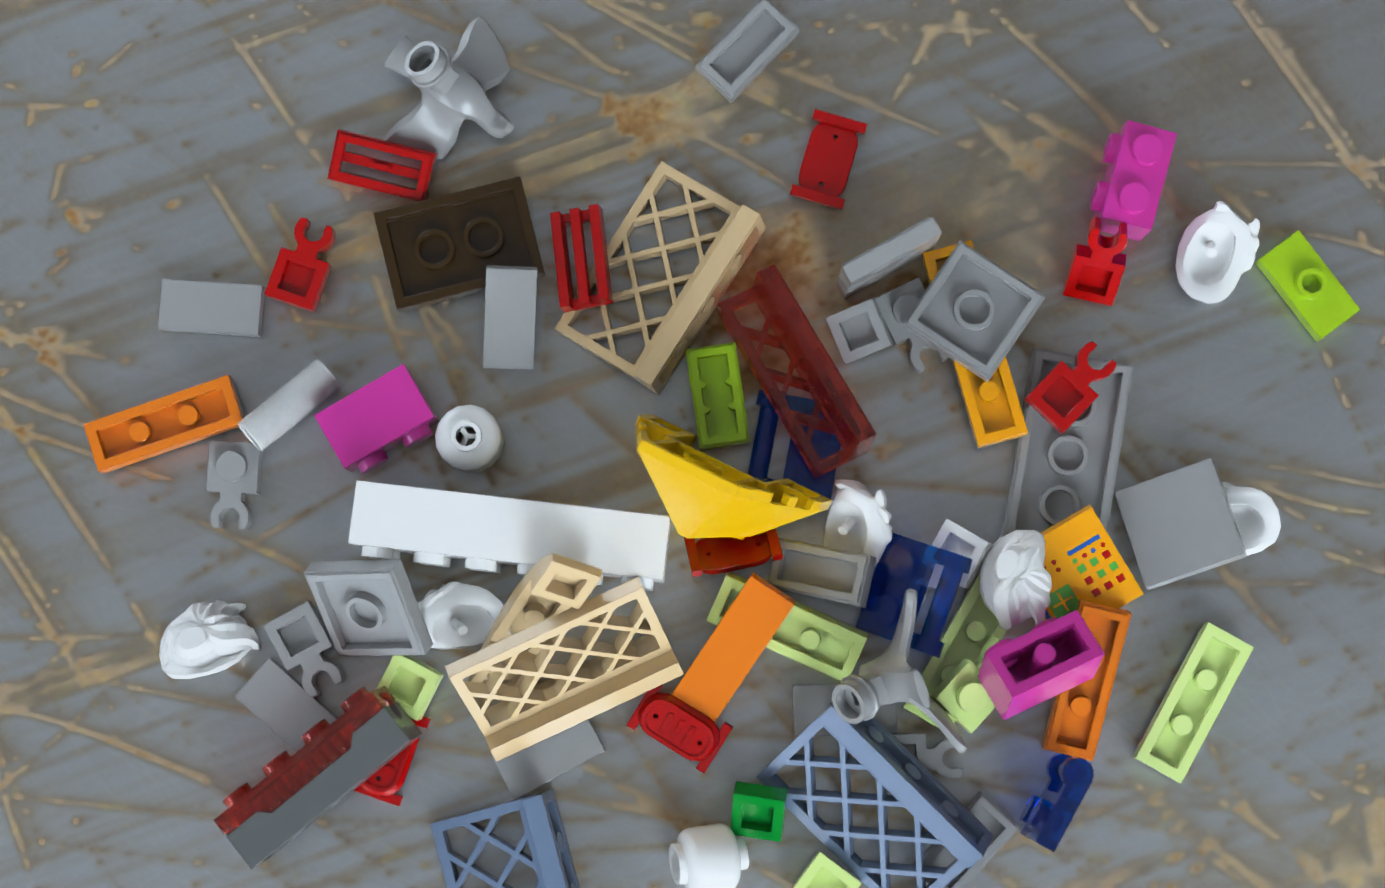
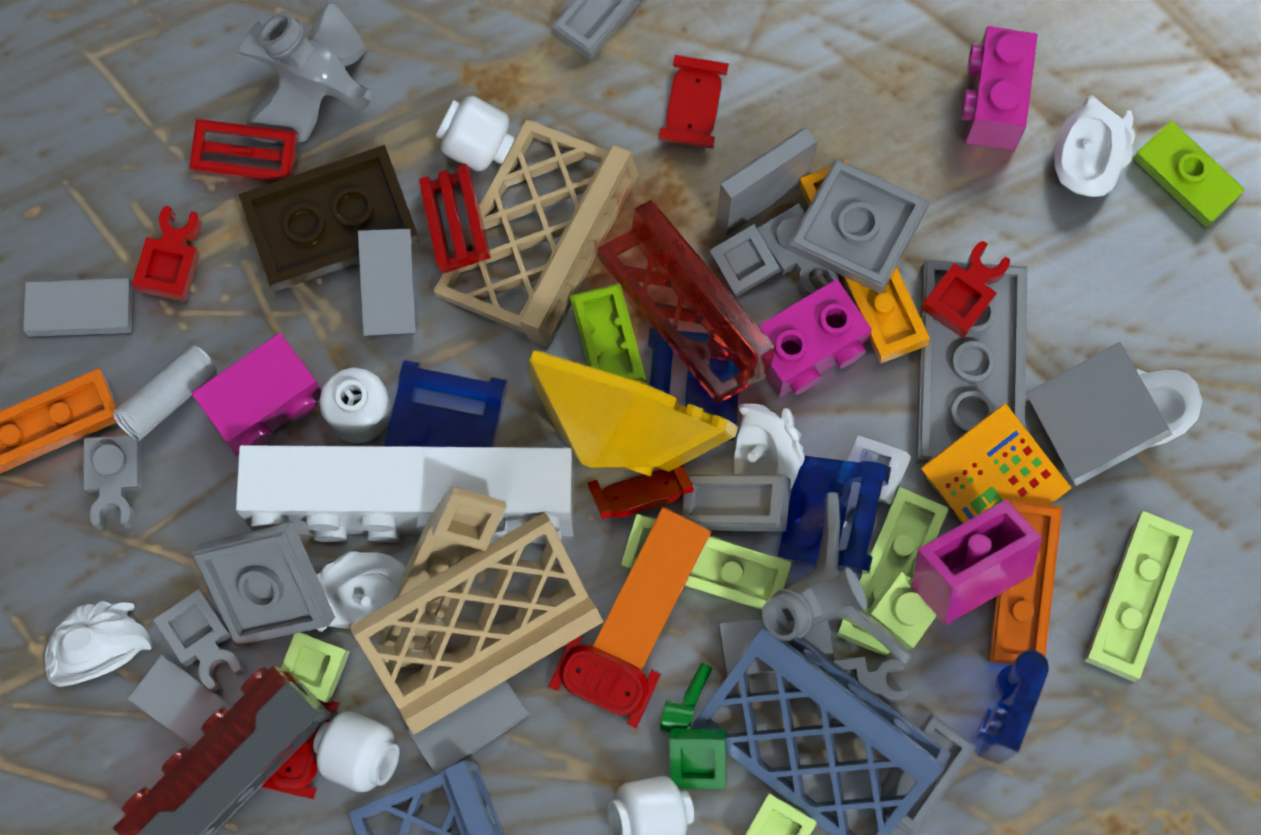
camera: 10 degrees left, 10 degrees down
(442, 770) = (356, 751): none -> white head
(548, 470) = (434, 426): none -> clear blue plate
(609, 173) = (475, 133): none -> white head
(745, 767) = (681, 714): none -> green hand
(915, 416) = (813, 337): none -> dark pink brick
(1015, 578) = (938, 484): white hat -> none
(1097, 268) = (977, 176): red plate -> none

